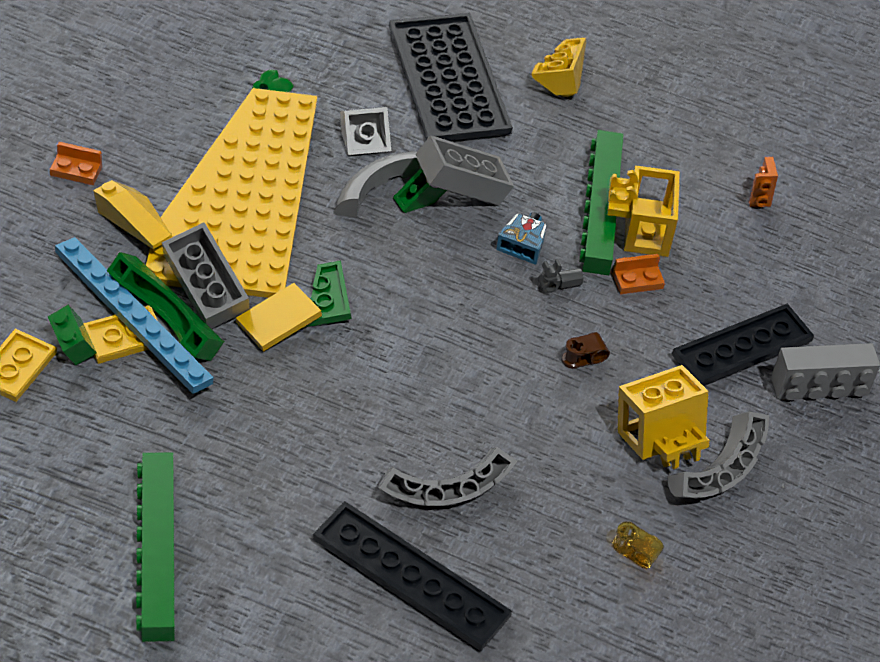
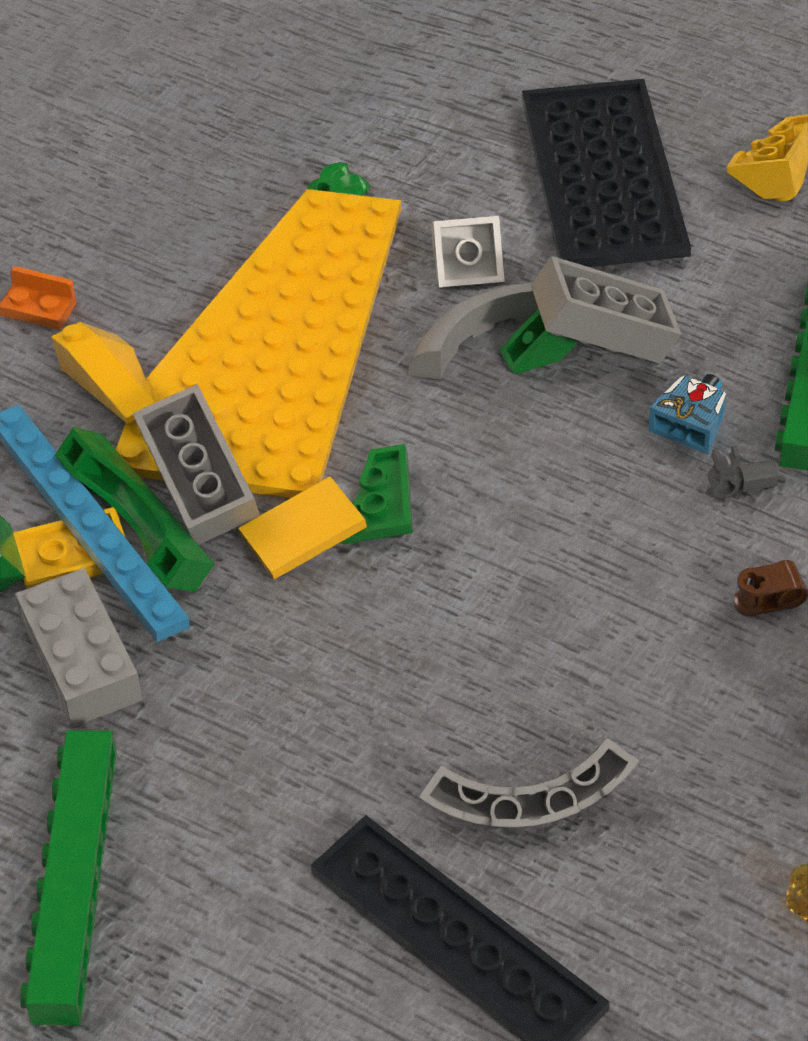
camera: 15 degrees right, 0 degrees up
(140, 398) = (78, 647): none -> light grey brick

